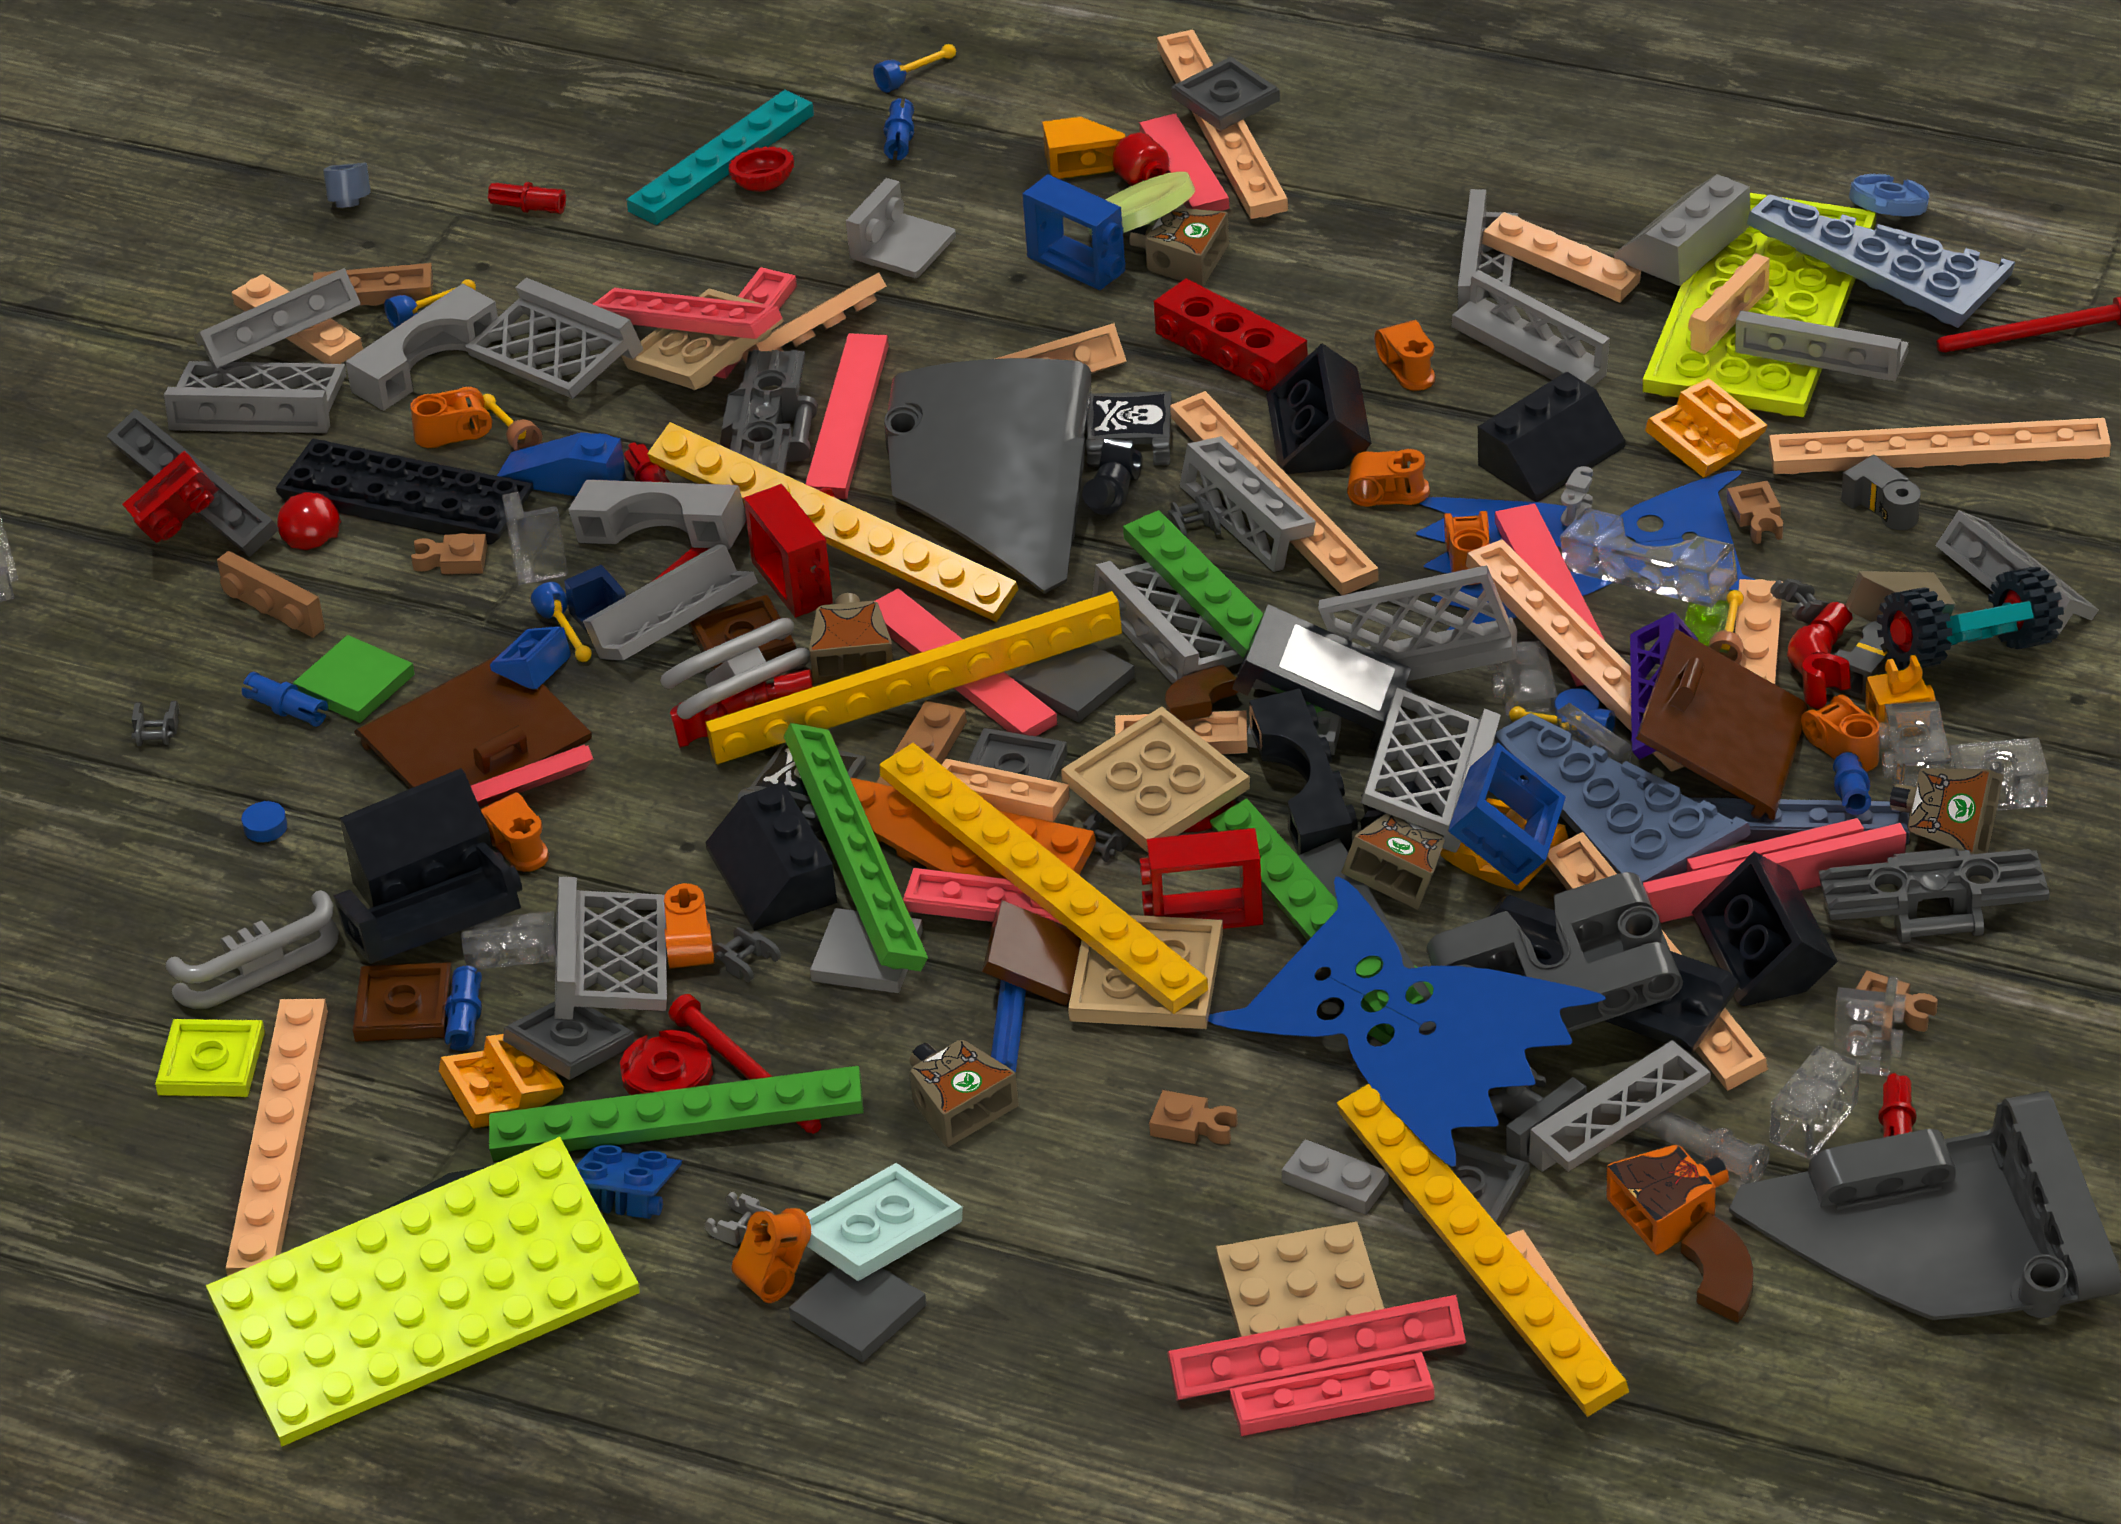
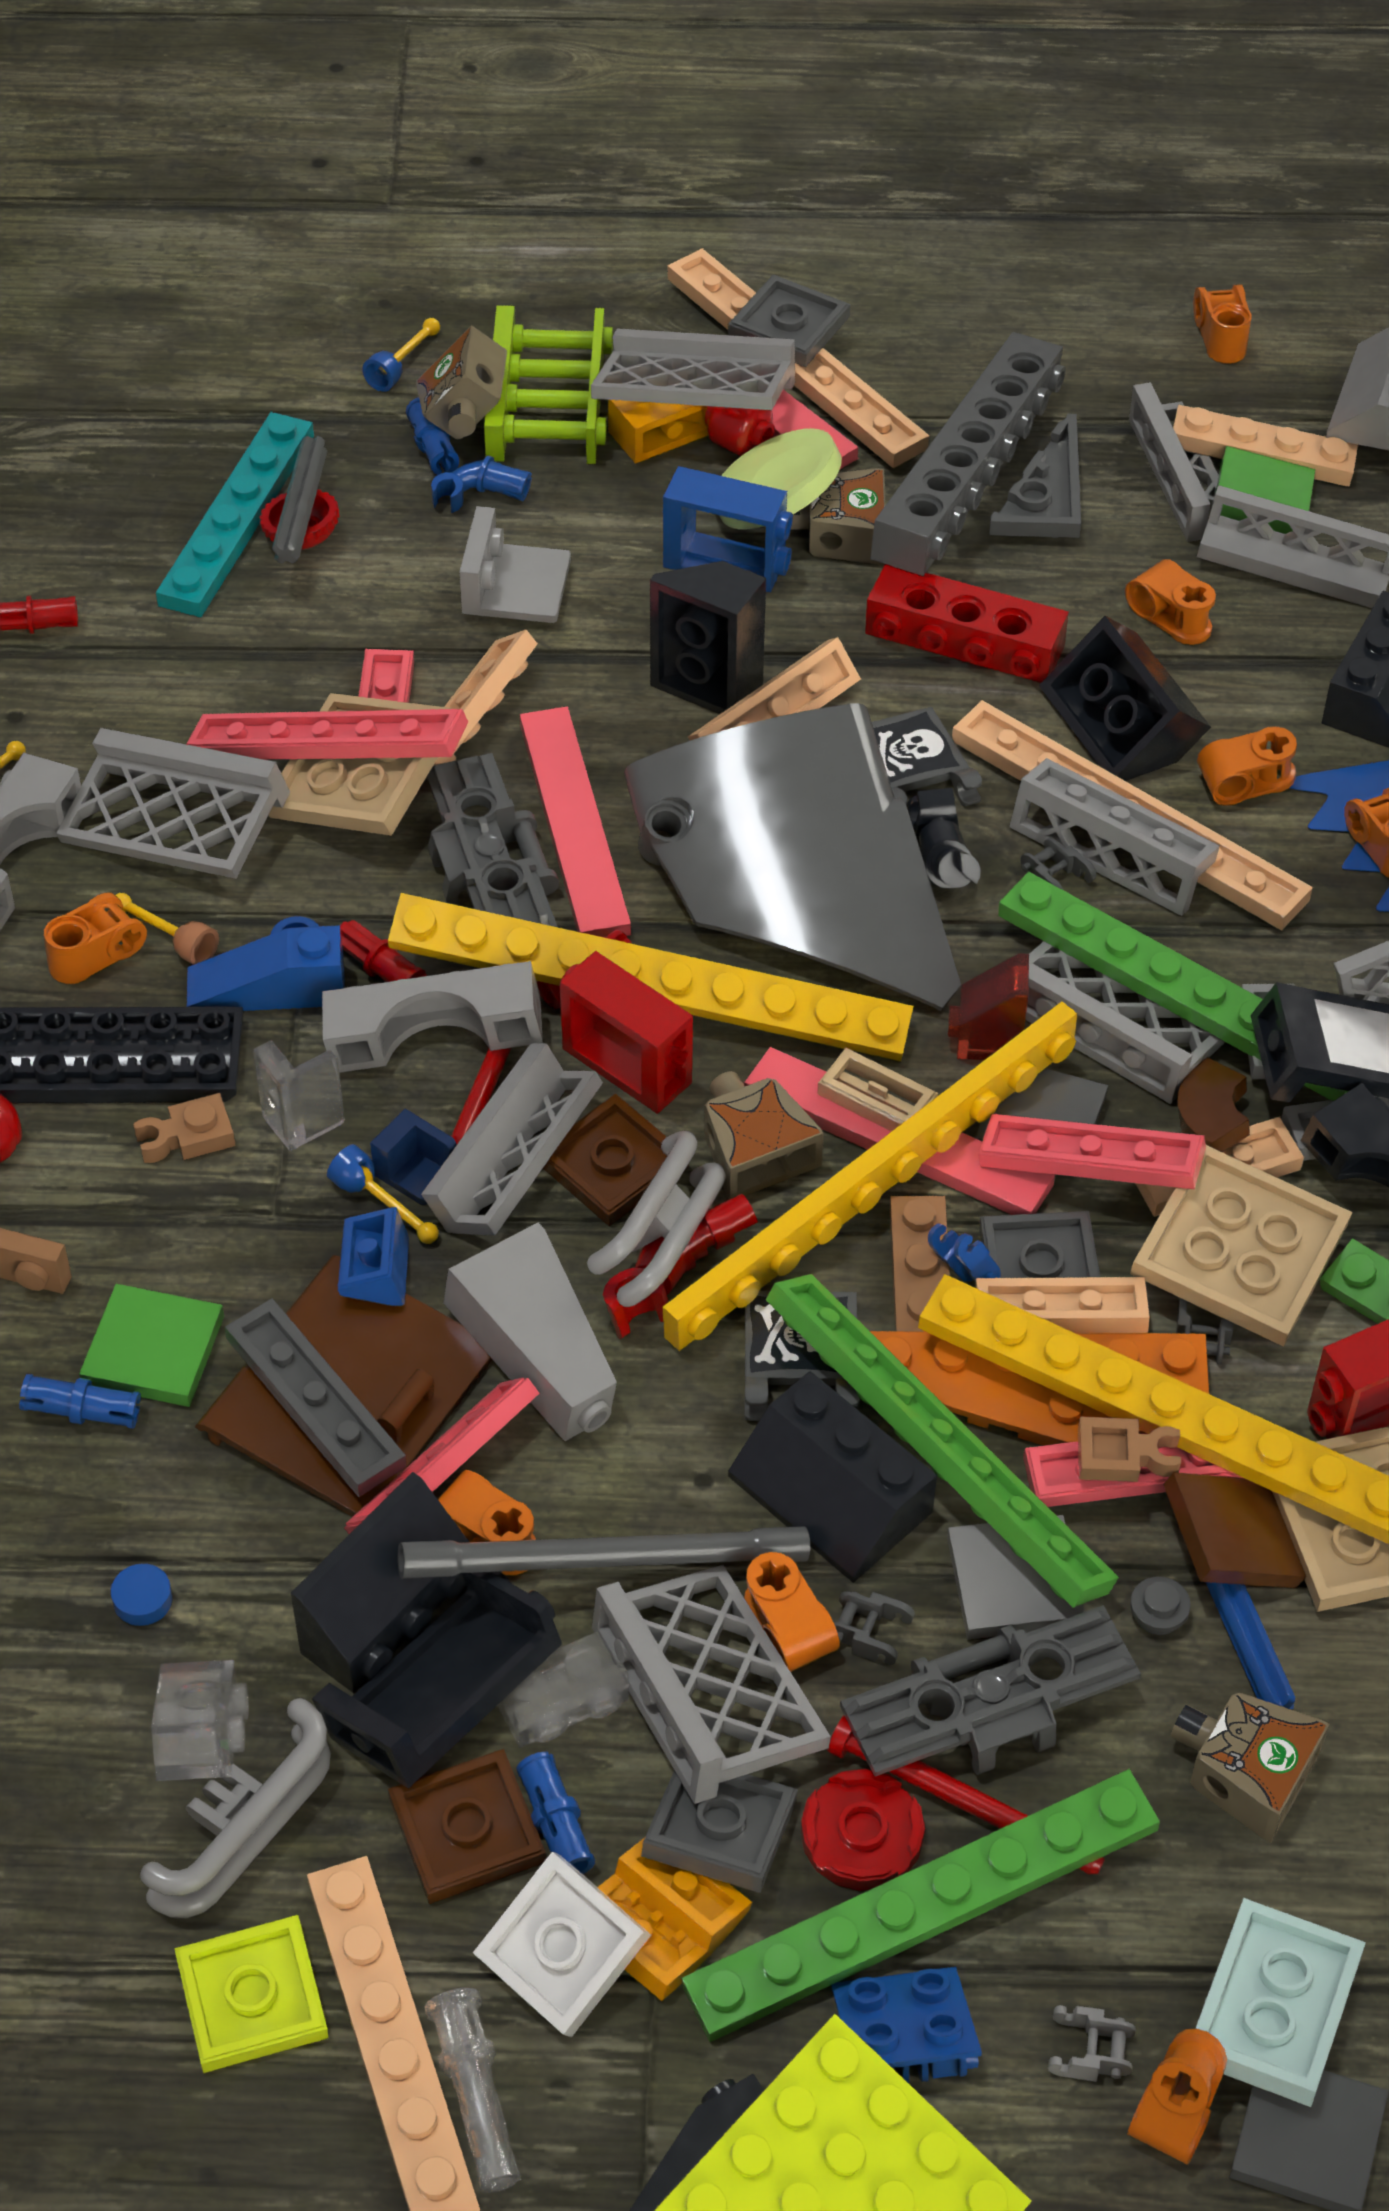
camera: 25 degrees left, 10 degrees up
(251, 889) = (198, 1720): none -> clear brick
(324, 1124) = (467, 2060): none -> clear pin
(418, 1072) = (561, 1944): none -> white plate
(436, 719) = (315, 1397): none -> dark grey plate
(463, 829) = (450, 1557): none -> dark grey piece
(613, 718) = (534, 1328): none -> light grey slope
(762, 151) = (299, 500): none -> dark grey axle
(796, 1004) = (997, 1702): none -> dark grey piece
(920, 164) = (481, 475): none -> blue piece
(923, 101) = (463, 383): none -> dark tan torso
(939, 629) = (872, 1098): none -> tan tile
(946, 740) = (965, 1260): none -> blue piece
(957, 990) = (1160, 1605): none -> dark grey plate
(972, 875) = (1115, 1450): none -> medium nougat plate
(986, 86) = (503, 428): none -> lime fence
(1004, 294) = (707, 633): none -> black slope
(1071, 583) = (991, 1009): none -> clear red slope
(1081, 696) = (1092, 1151): none -> coral tile
(1121, 113) = (696, 369): none -> light grey fence
(1302, 212) = (967, 454): none -> dark grey brick
(1361, 257) = (1049, 492): none -> dark grey wing
(1543, 282) = (1266, 479): none -> bright green tile
(1592, 161) = (1223, 322): none -> orange piece

